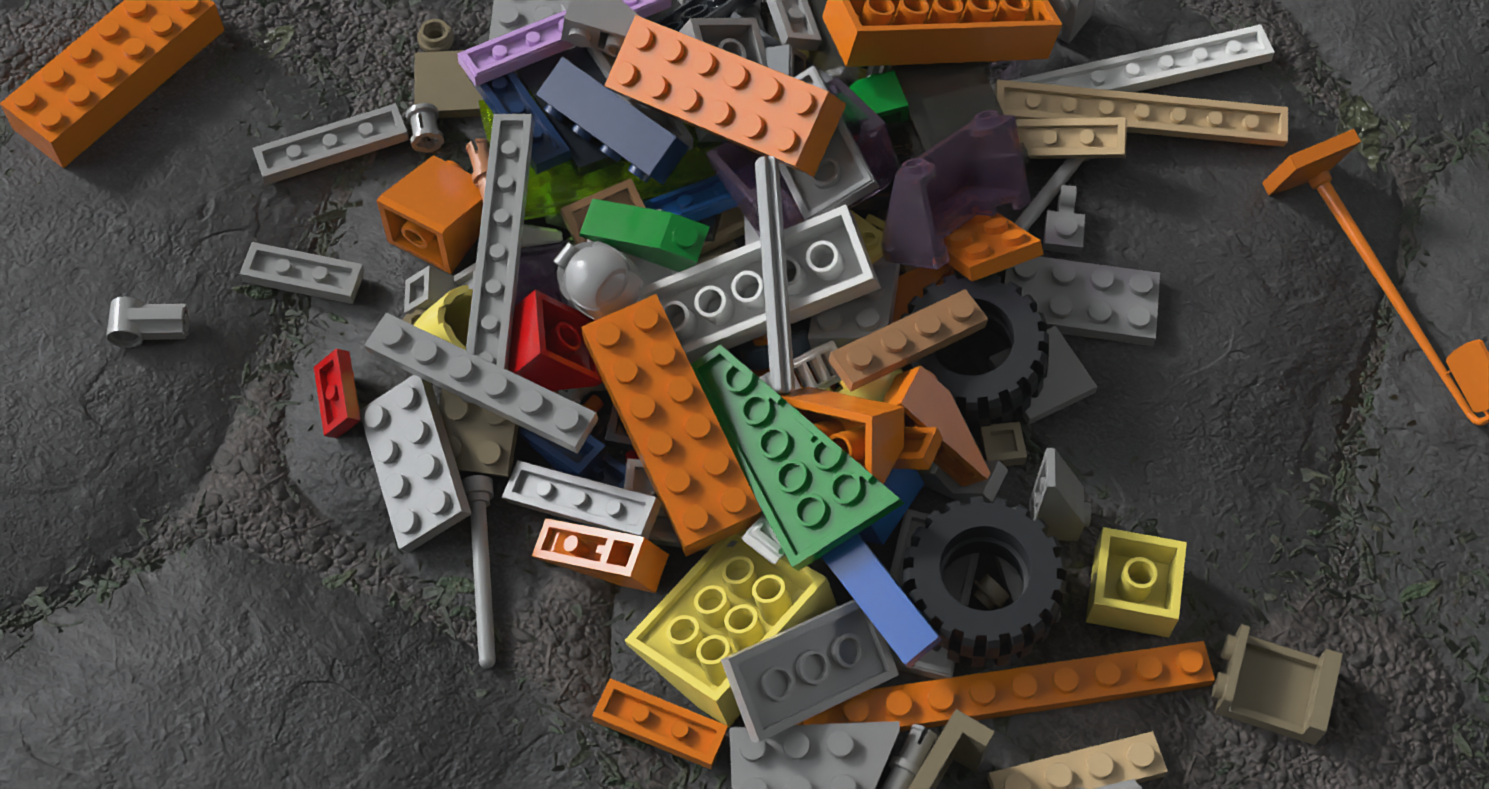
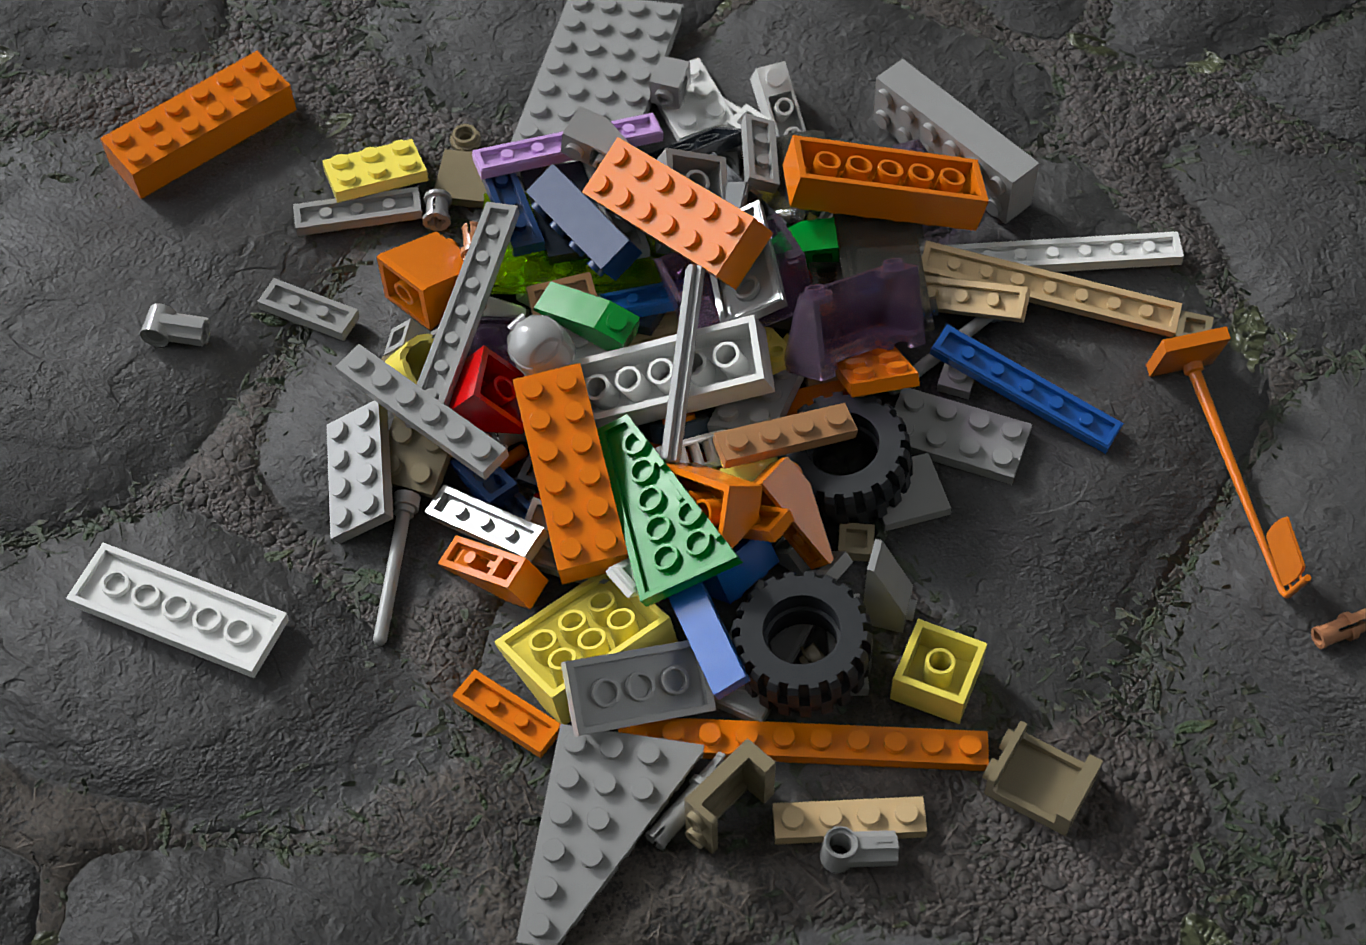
camera: 15 degrees right, 5 degrees down
(237, 670) = (178, 609): none -> white plate
(337, 393) = (311, 408): red plate -> none
(339, 91) = (375, 170): none -> light yellow plate
(1144, 233) = (1026, 388): none -> blue tile
(1304, 132) = (1193, 323): none -> dark tan plate

